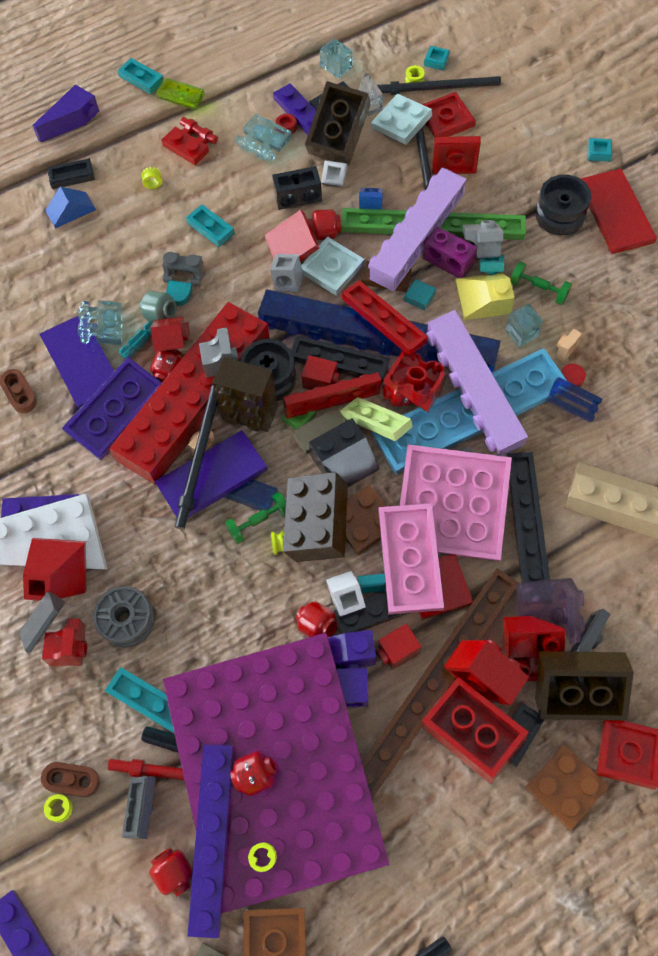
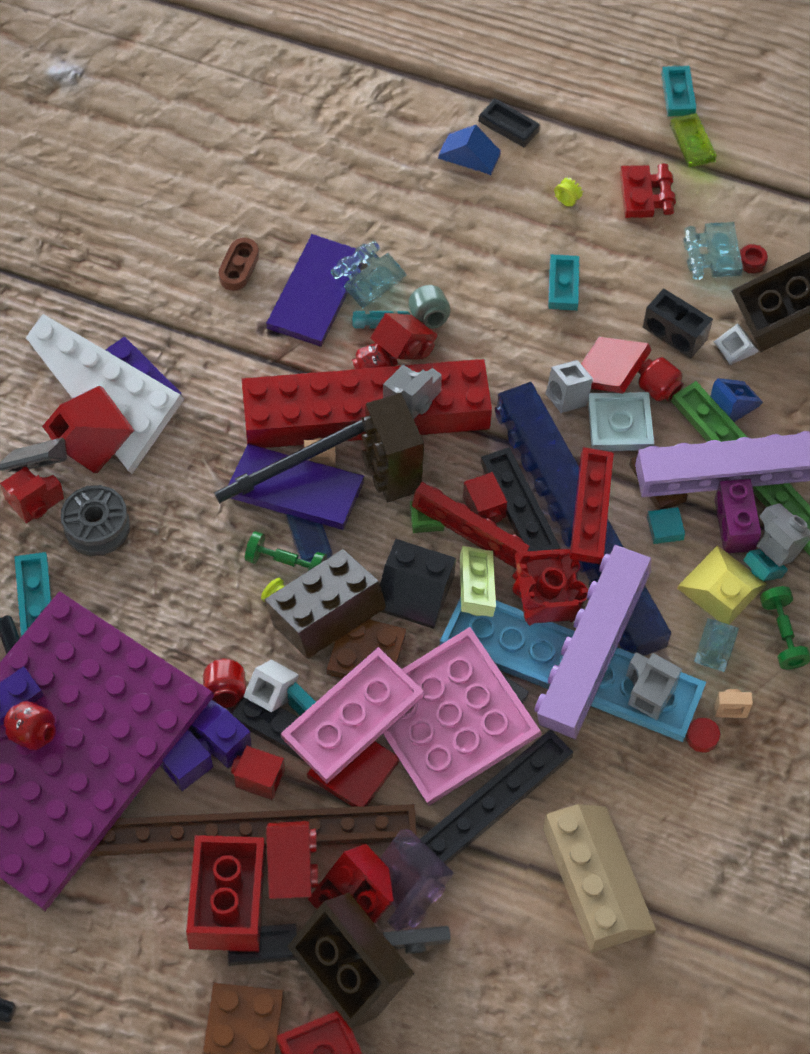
camera: 45 degrees right, 5 degrees down
(68, 113) = (570, 66): dark purple slope -> none
(111, 408) = (289, 349): dark purple tile -> none
(174, 262) = (487, 283): dark grey piece -> none
(179, 291) = (465, 313): teal tile -> none
(275, 357) = (449, 450): black wheel -> none
(295, 104) = (785, 243): dark purple plate -> none
(316, 428) = (428, 539): dark tan slope -> none
(528, 374) = (653, 683): none -> light grey brick
(593, 408) = (662, 725): clear blue tile -> none

